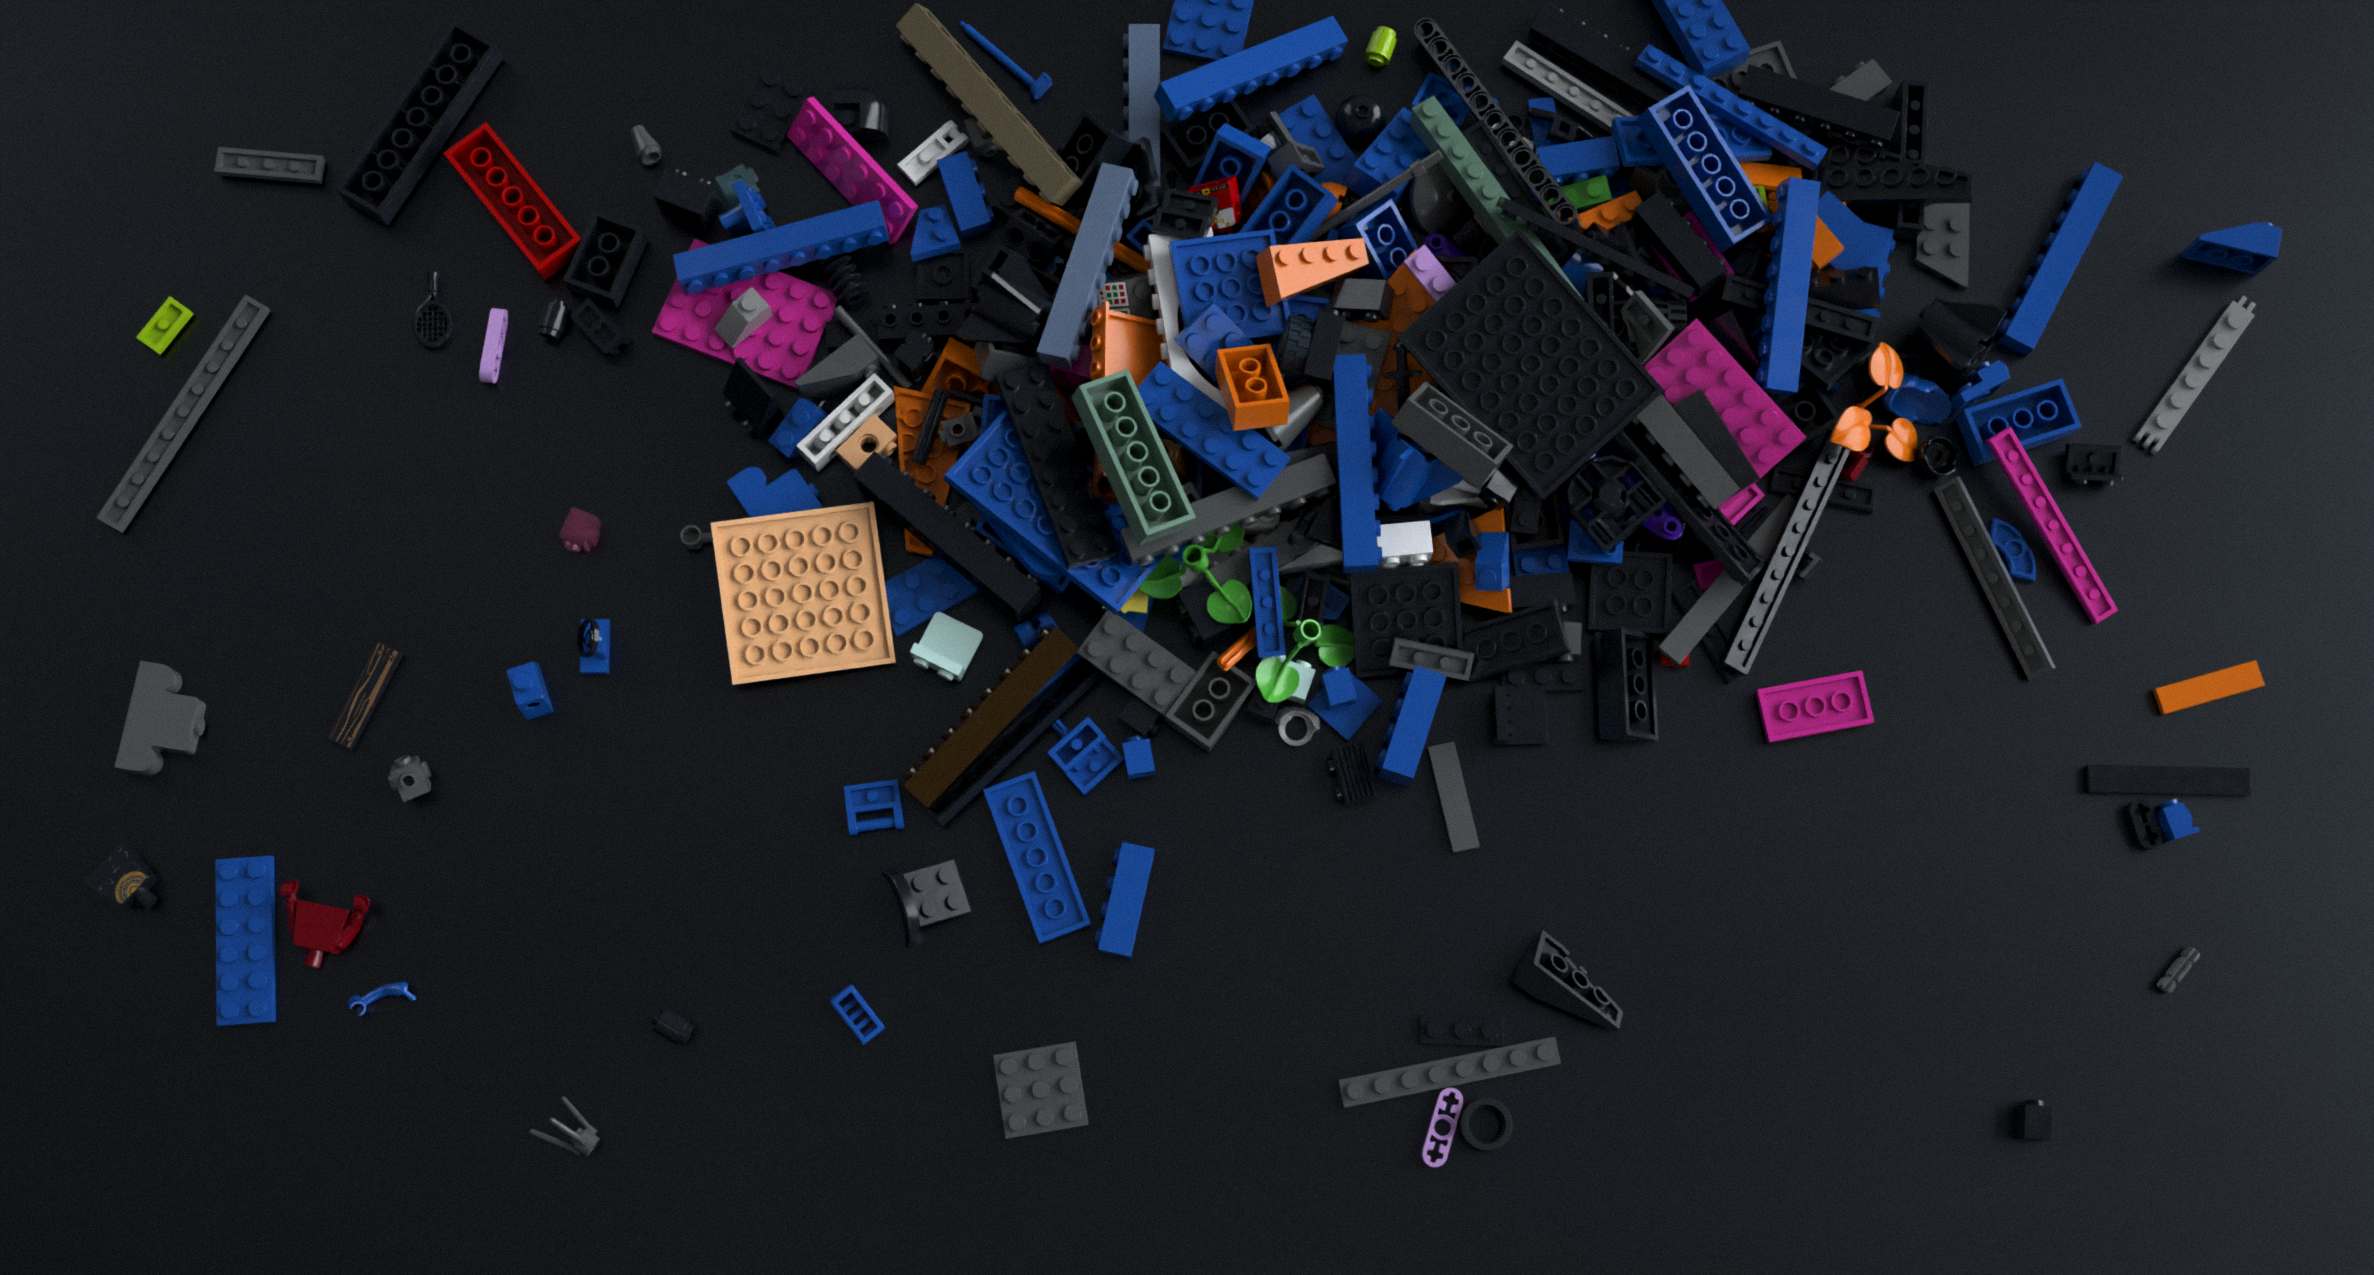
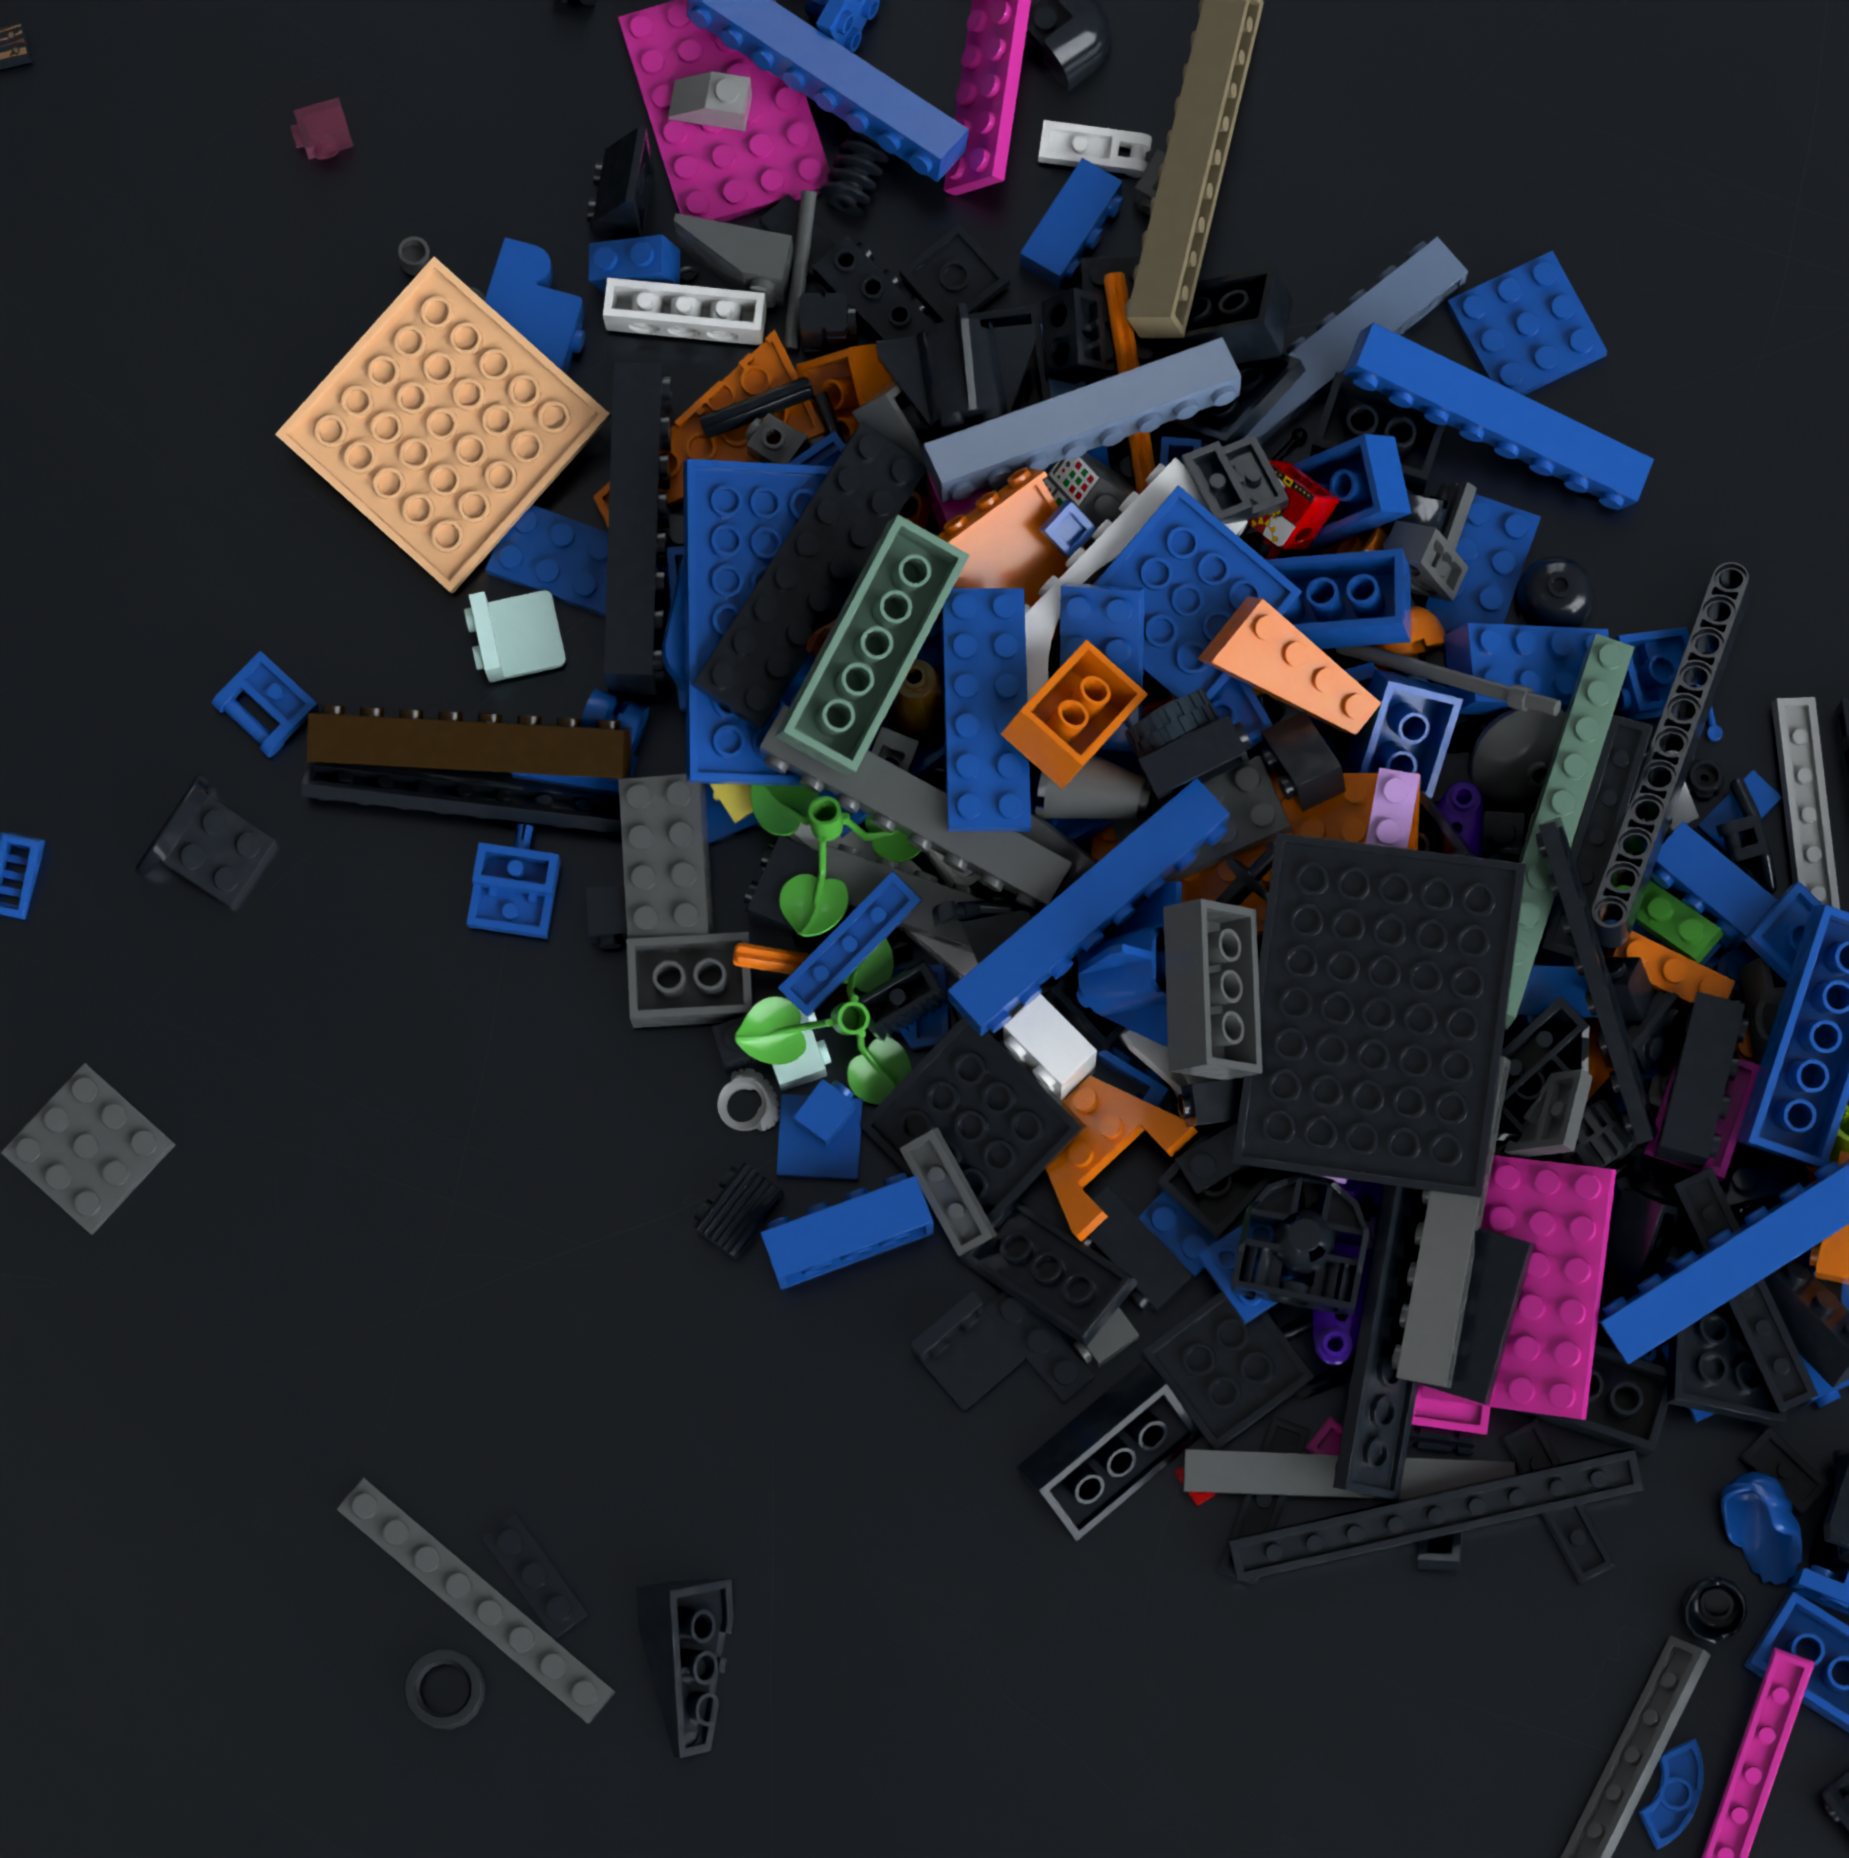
camera: 60 degrees right, 0 degrees up
(528, 688) = (97, 221): blue torso -> none
(594, 646) = (204, 252): blue piece -> none
(871, 431) = (700, 347): light nougat brick -> none
(934, 234) = (993, 226): blue wing -> none
(1037, 87) = (1275, 199): blue piece -> none
(1037, 857) = (351, 930): blue plate -> none
(1125, 901) = (380, 1069): blue brick -> none
(1138, 757) = (560, 951): blue brick -> none
(1141, 317) = (1068, 528): none -> plate
(1381, 46) = (1668, 546): lime brick -> none
(1453, 797) = (808, 1351): dark grey tile -> none
(1456, 1109) = (377, 1662): lavender beam -> none
(1462, 534) = (1120, 1105): black brick -> none
(1492, 562) = (1117, 1169): blue slope -> none
(1814, 706) = (1270, 1697): dark pink plate -> none
(1854, 425) = (1645, 1465): orange plant -> none
(1855, 463) = (1623, 1510): dark red plate -> none

